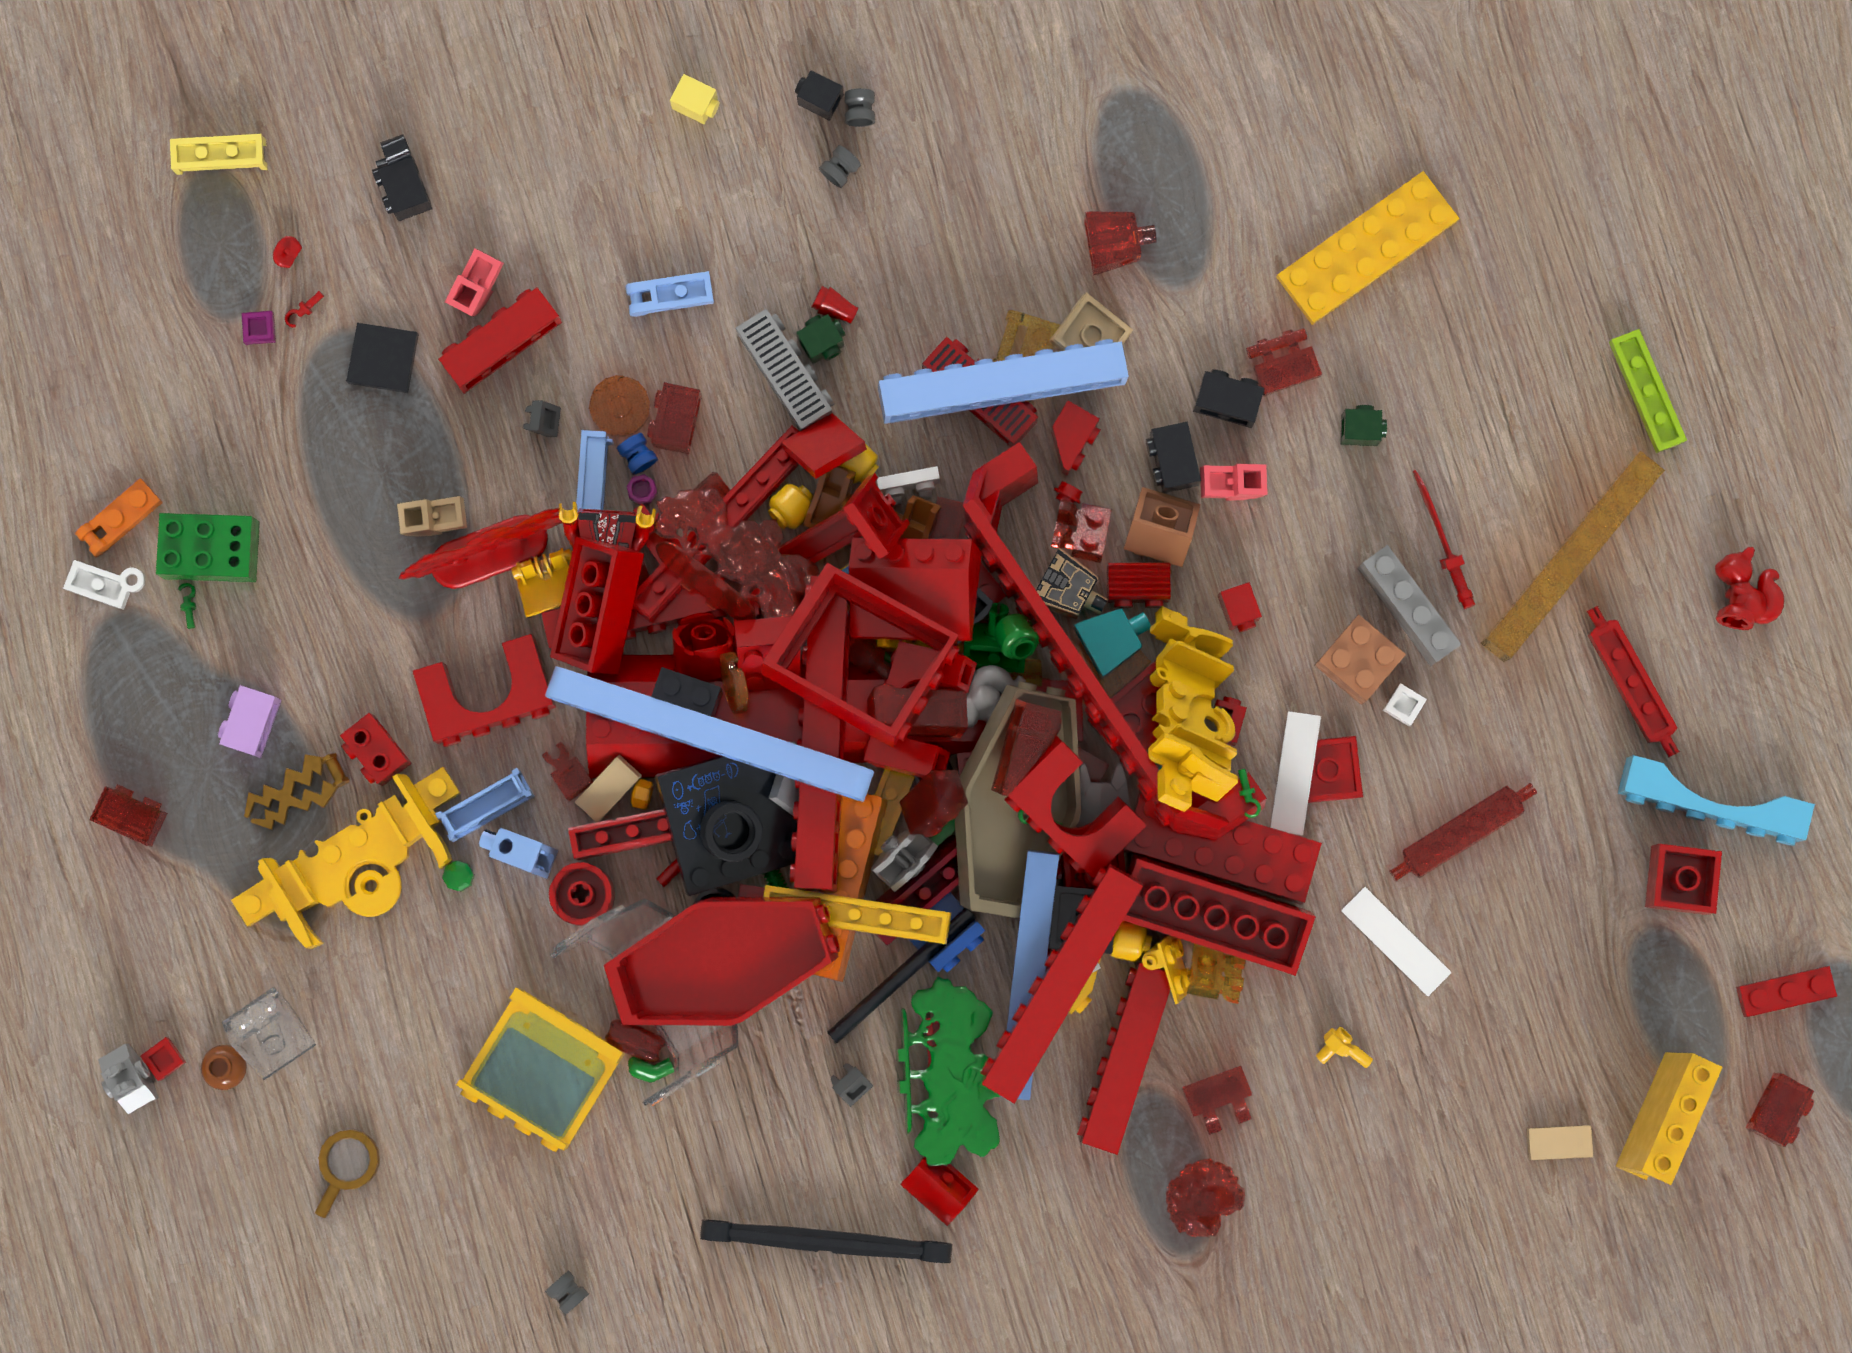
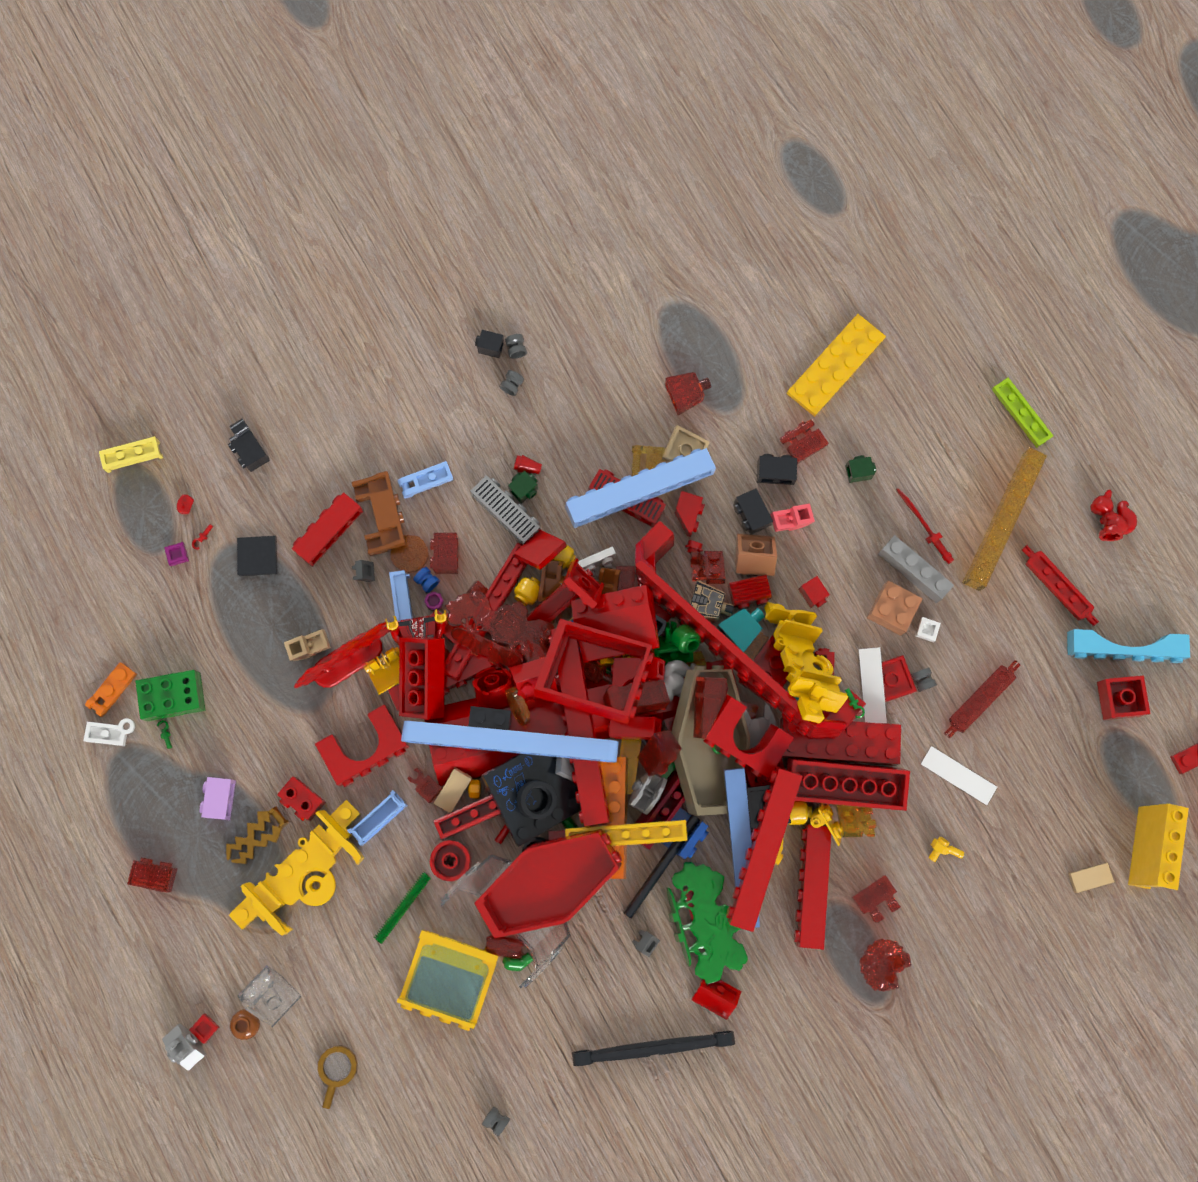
camera: 15 degrees left, 5 degrees down
(458, 876) = (370, 866): green tile -> none
(474, 286) = (305, 501): coral brick -> none
(494, 948) = (400, 911): none -> green axle
(519, 851) = (410, 842): light blue torso -> none
(596, 332) = (386, 513): none -> dark orange bracket
(695, 99) = (415, 362): light yellow brick -> none
(1379, 788) = (926, 683): none -> dark grey wheel

